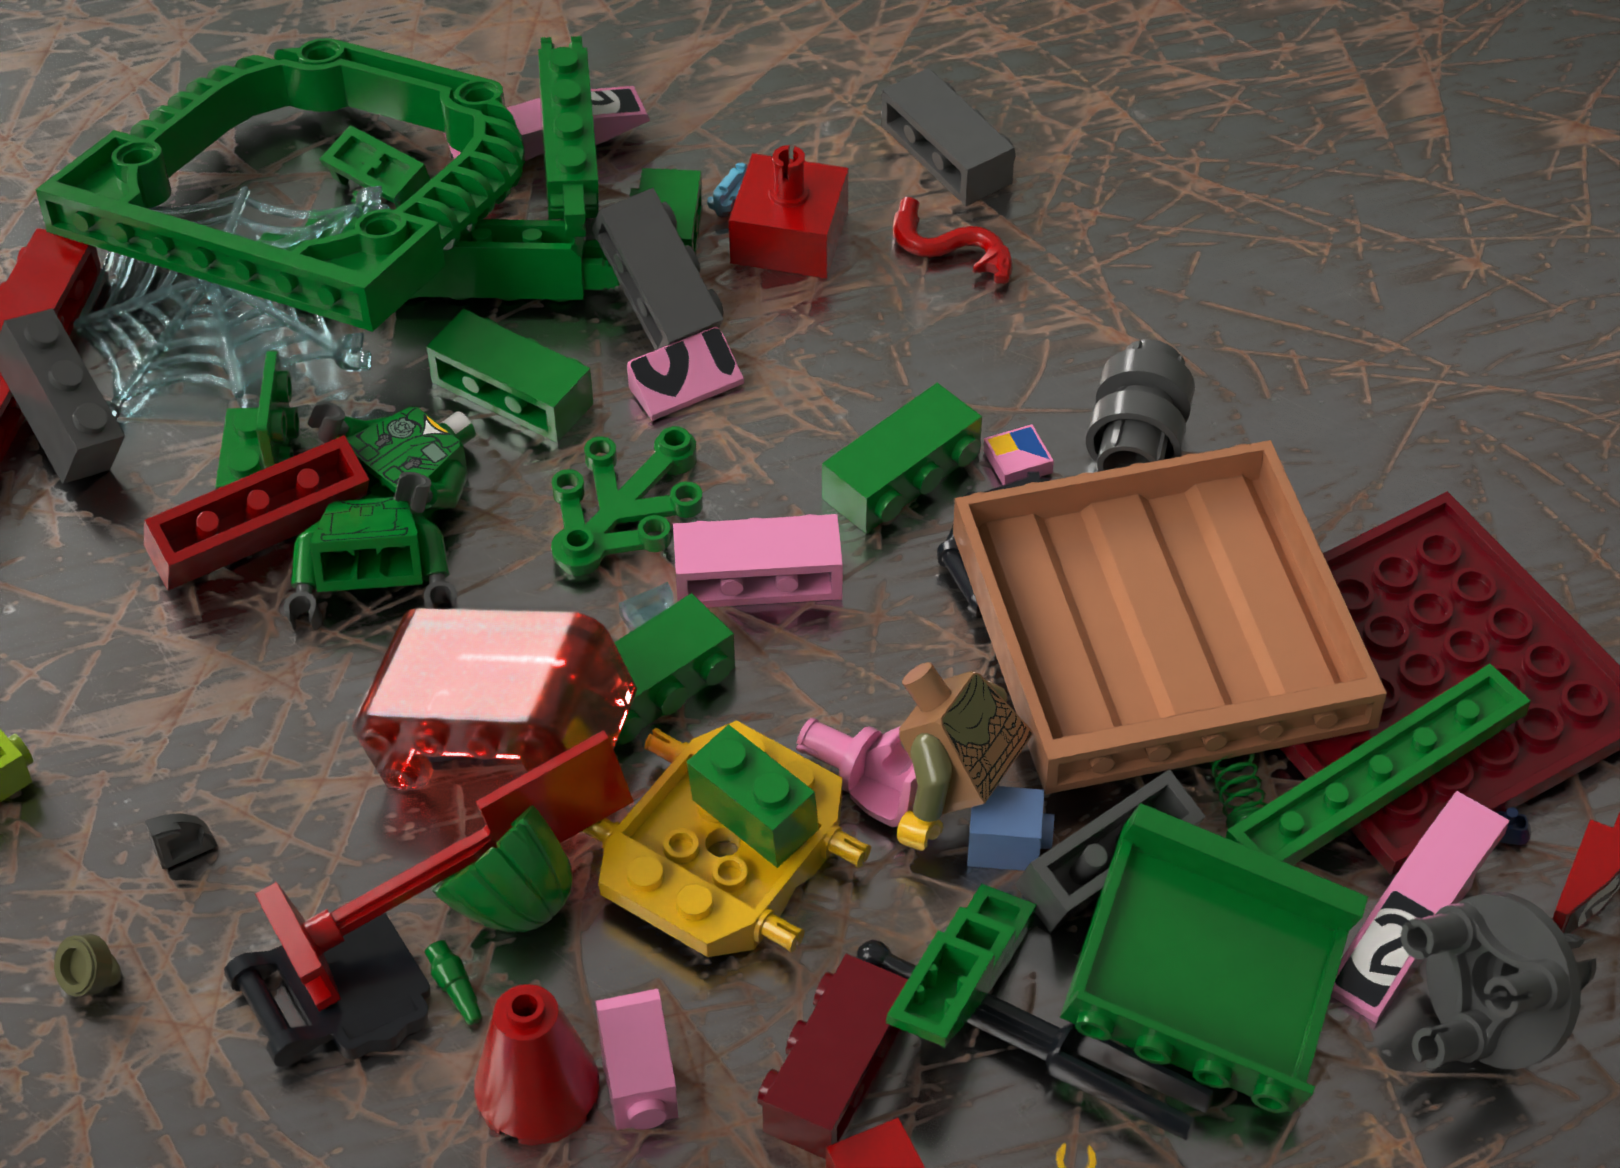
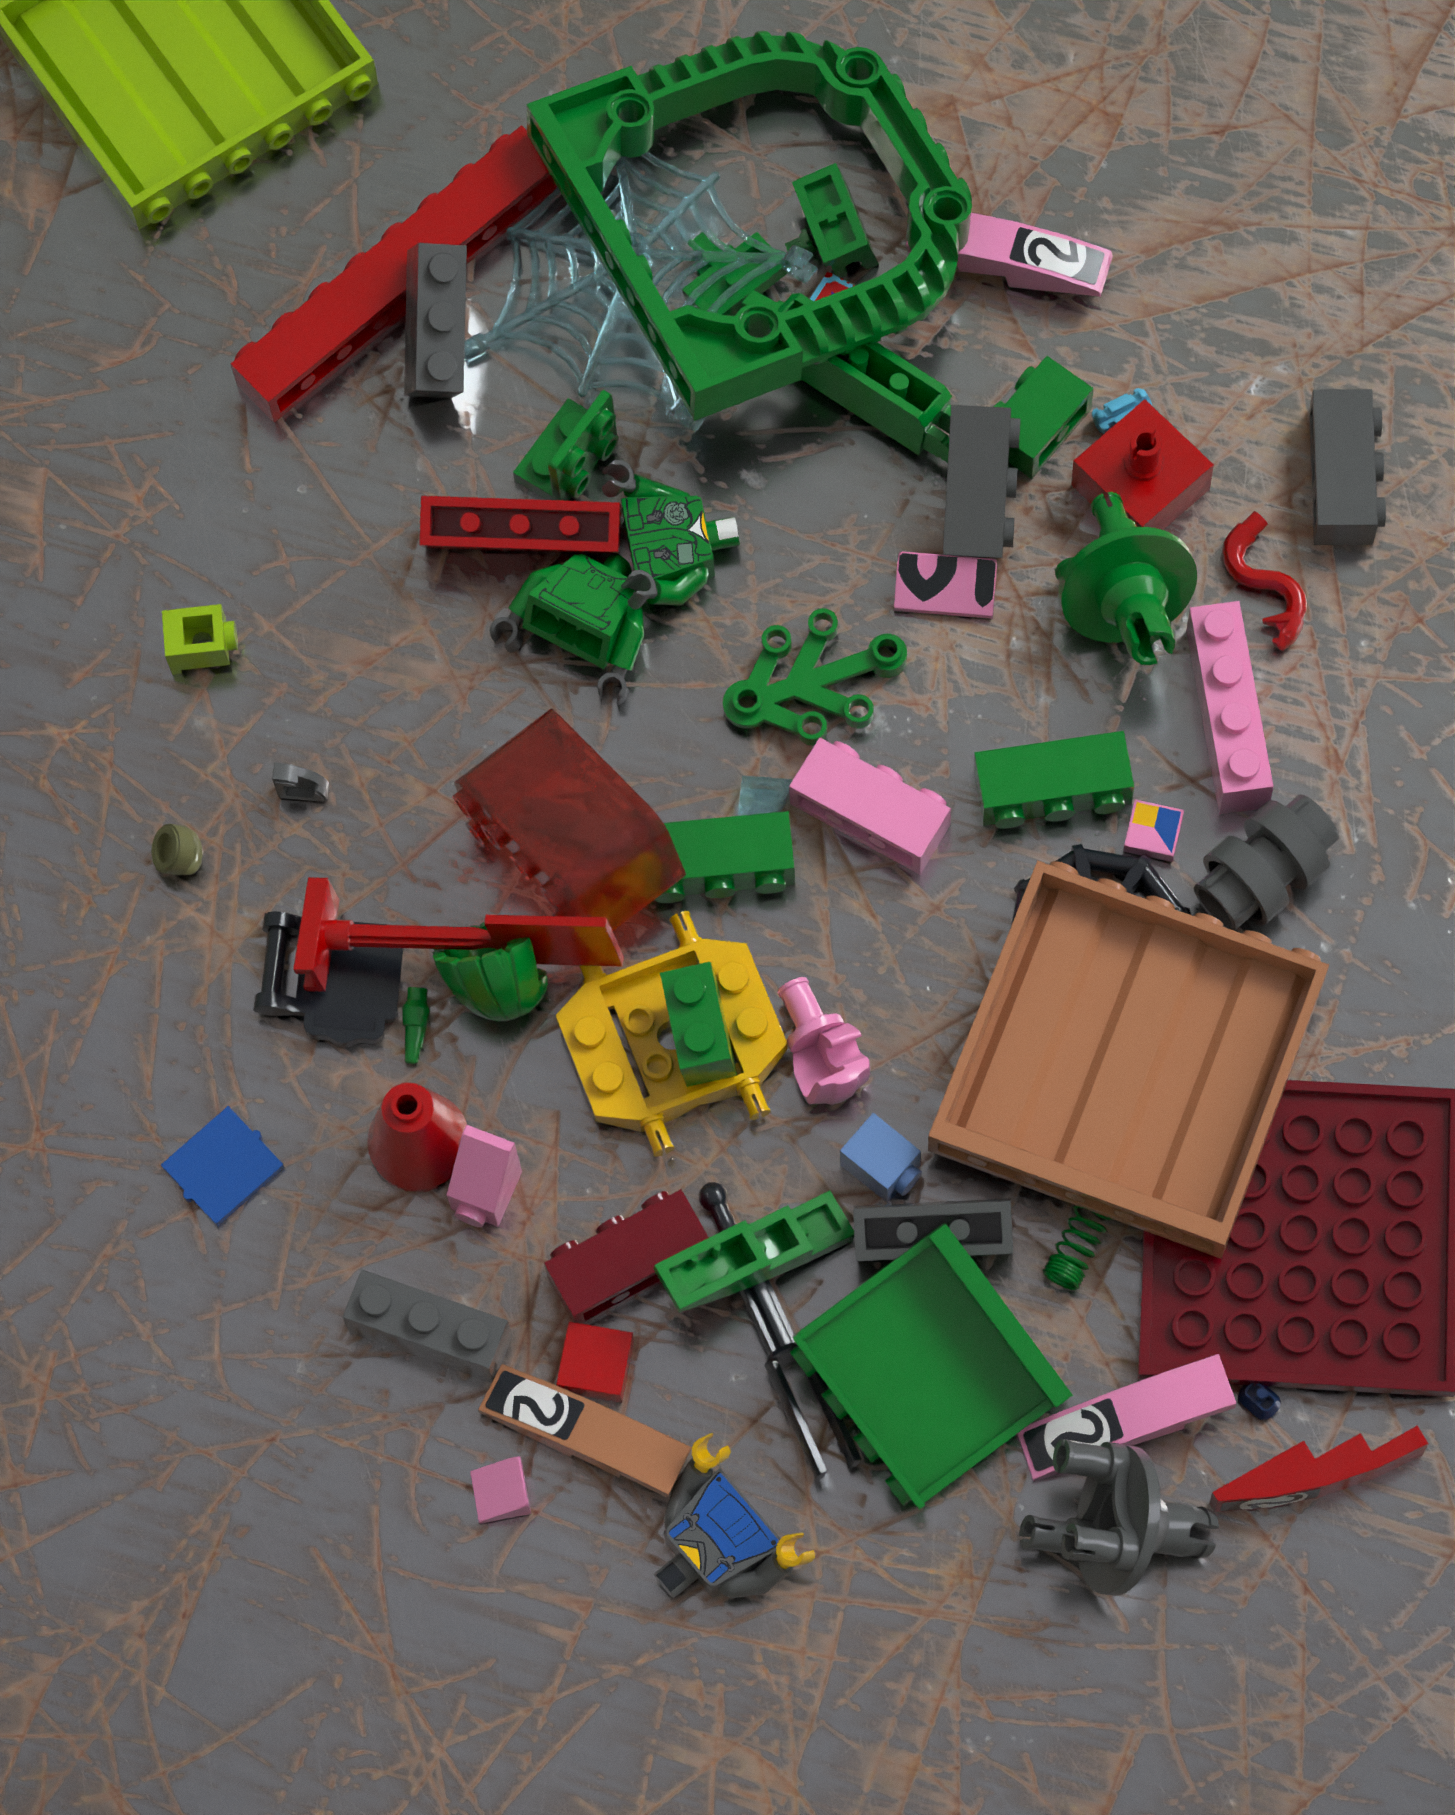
camera: 40 degrees right, 20 degrees up
(510, 375) = (806, 501): green brick -> none
(568, 135) = (996, 292): green hinge -> none
(848, 275) = (1127, 583): none -> green piece
(959, 746) = (873, 1078): torso -> none
(1006, 332) = (1229, 707): none -> bright pink brick
(1383, 768) = (1181, 1298): green plate -> none

